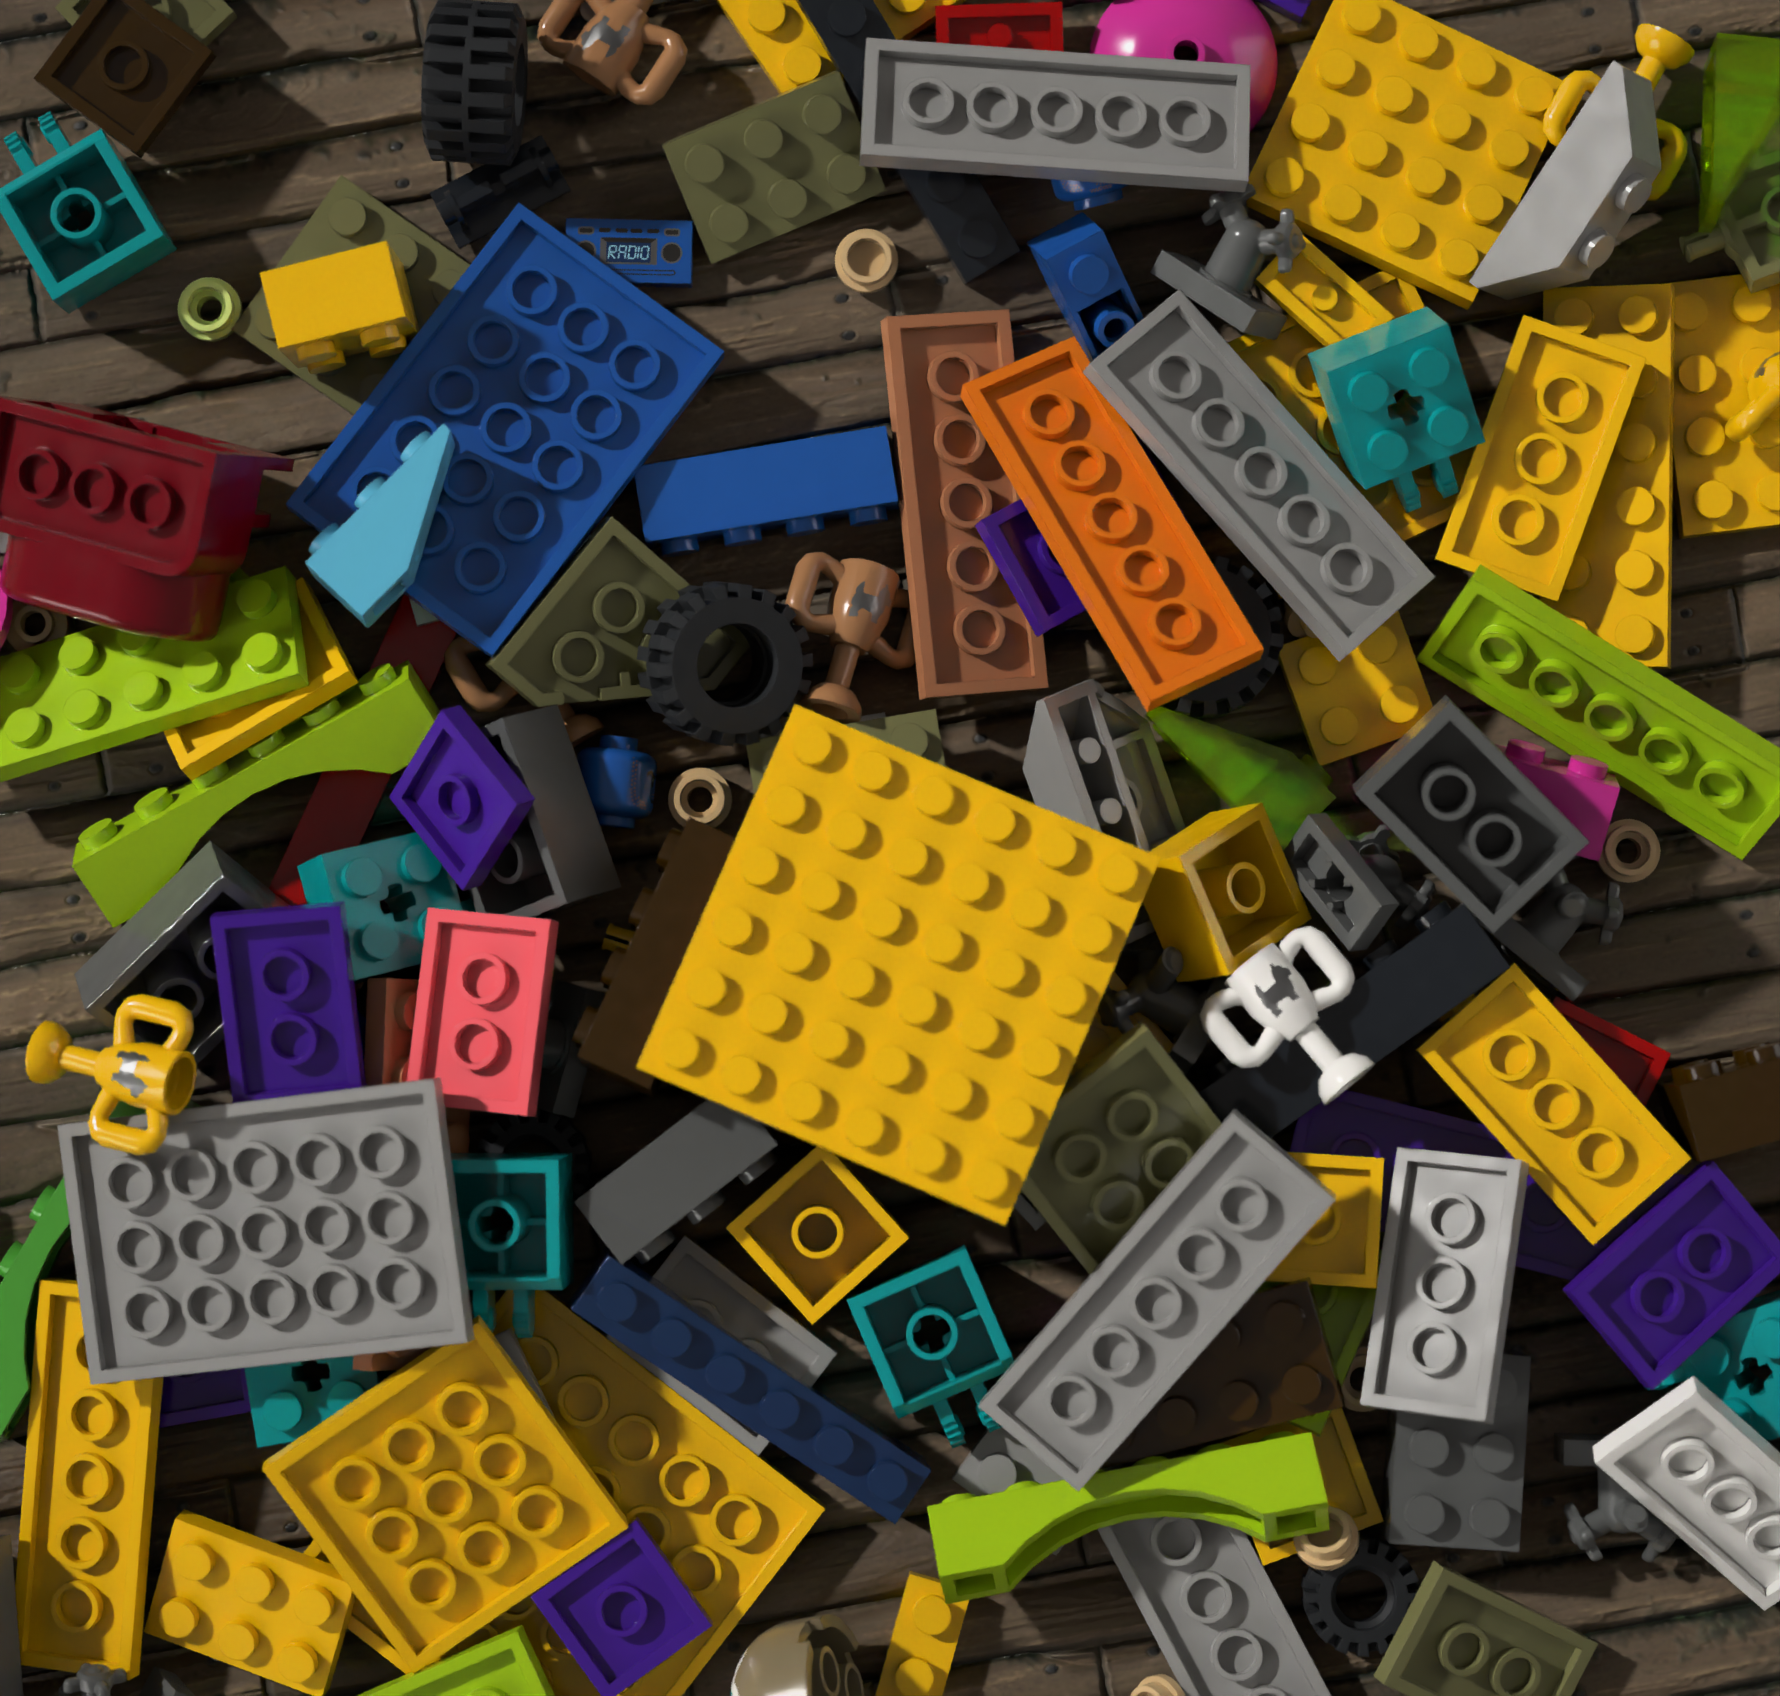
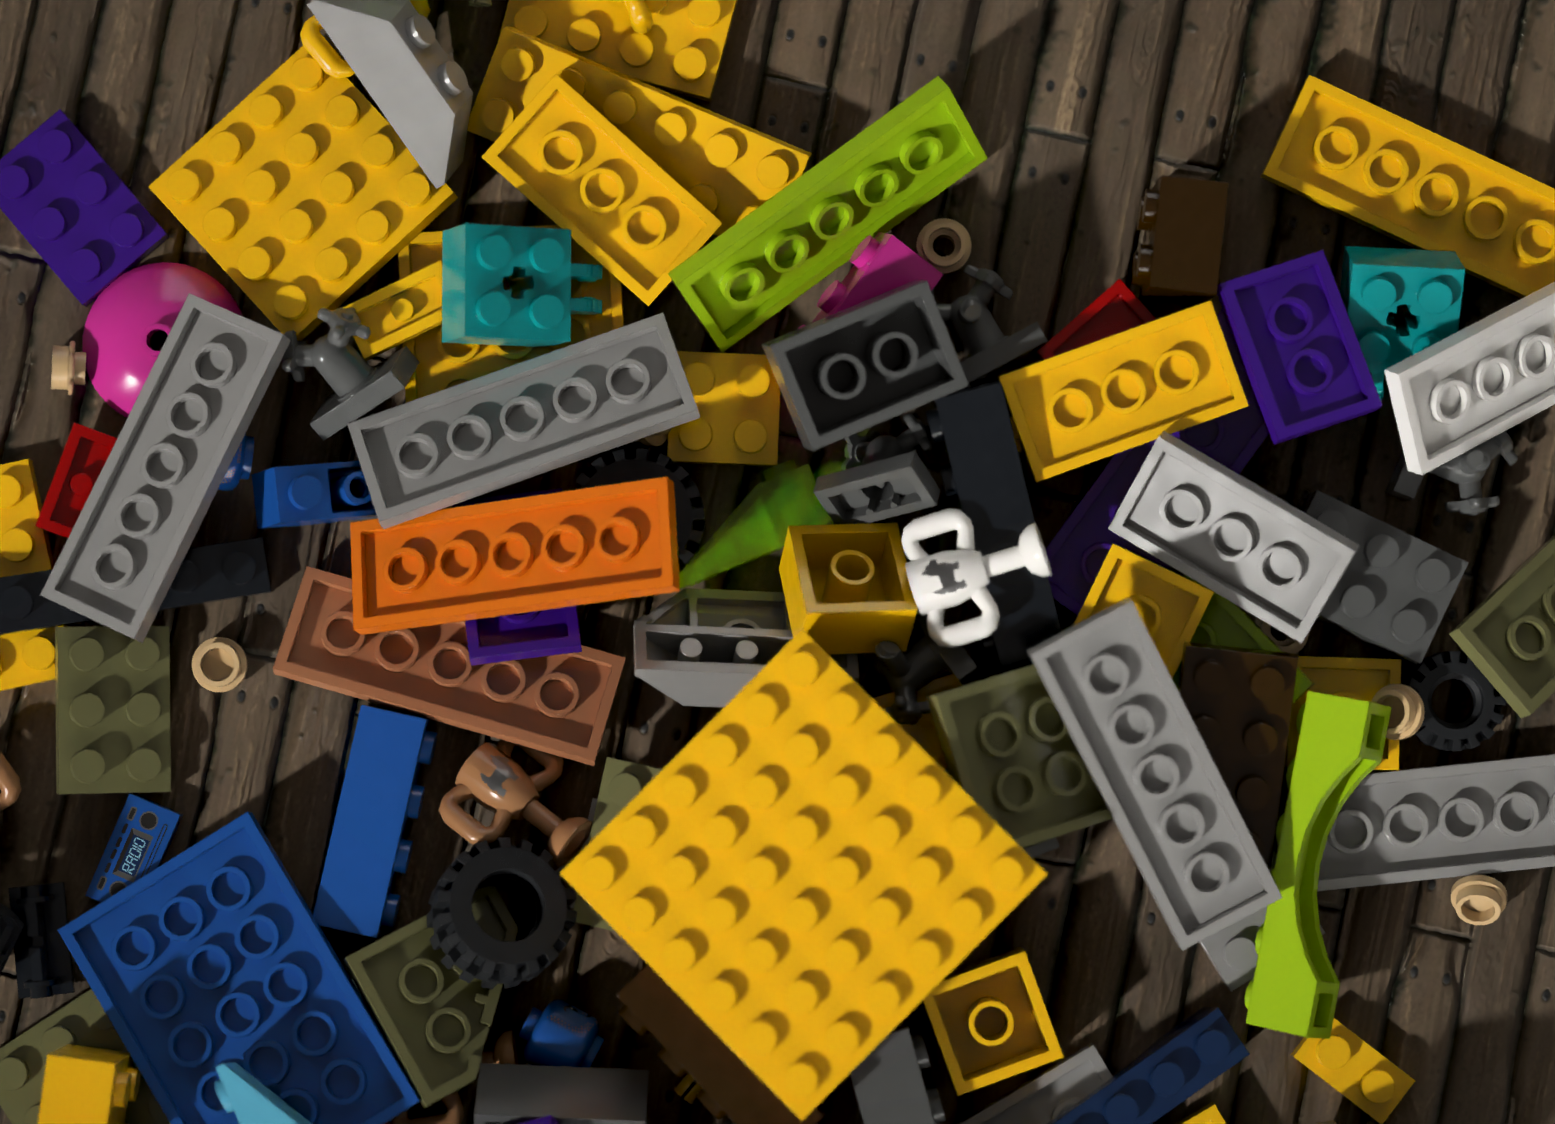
camera: 75 degrees left, 0 degrees up
(695, 779) = (584, 979): tan plate -> none
(923, 1375) = (1135, 986): teal hinge -> none

